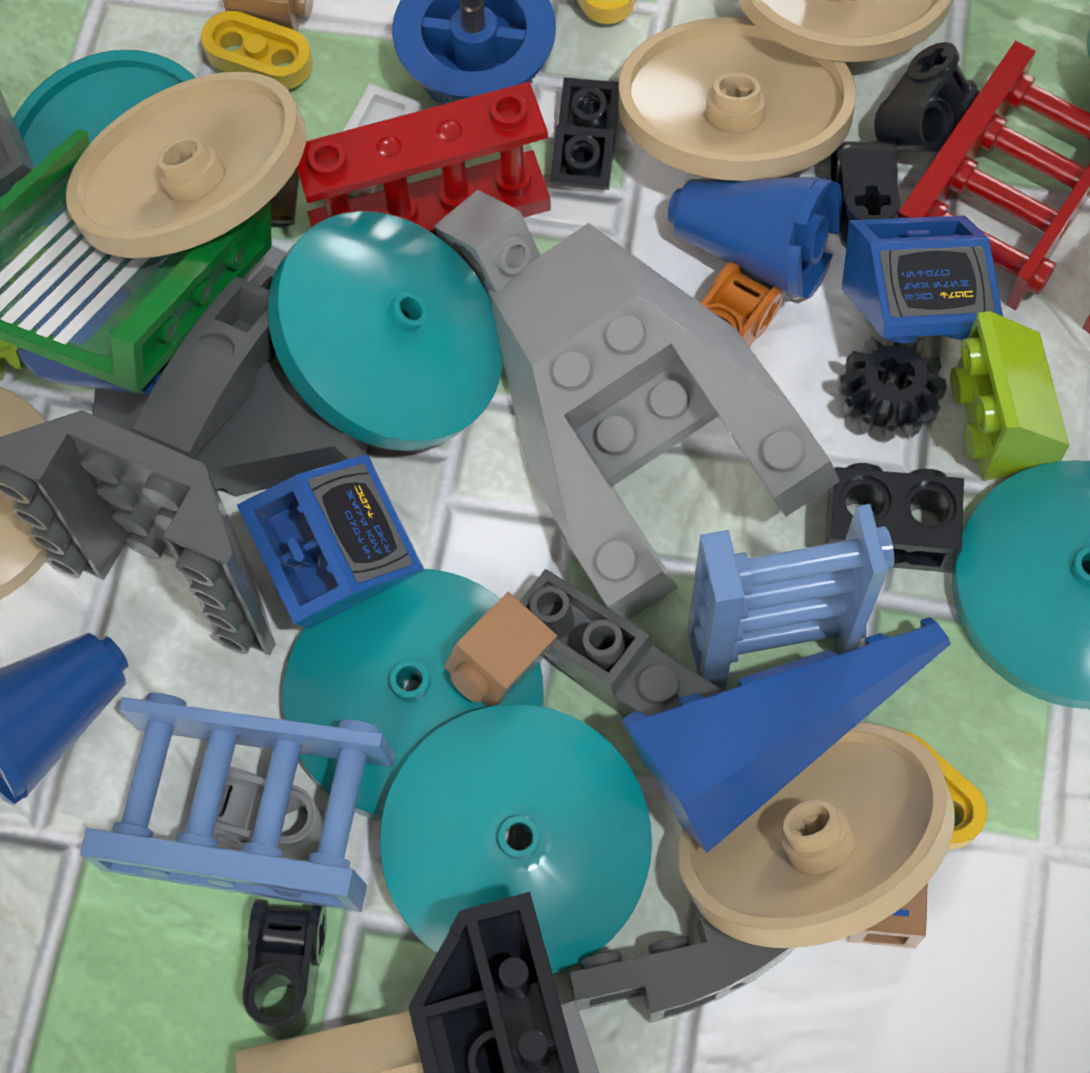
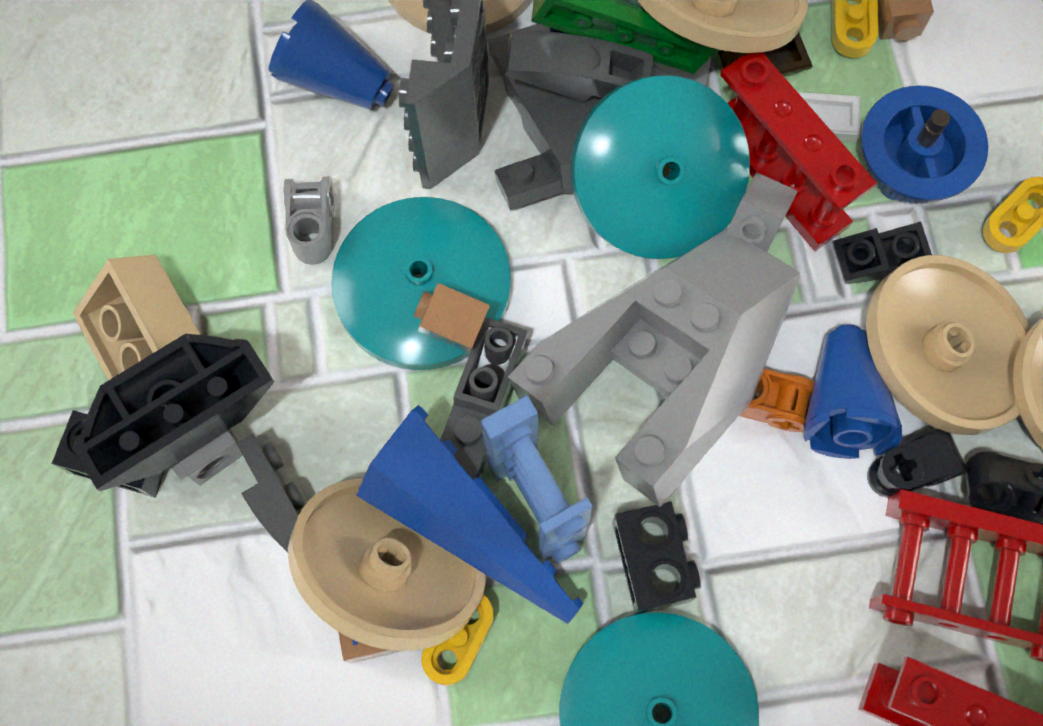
camera: 70 degrees right, 5 degrees up
(260, 864) = (264, 221): medium blue fence -> none
(287, 952) = (221, 263): black piece -> none
(330, 539) = (491, 183): blue slope -> none
(530, 769) = (376, 380): teal dish -> none
(886, 404) = (777, 531): black gear -> none
(920, 276) = (849, 522): slope -> none
(1007, 398) = (780, 619): lime slope -> none

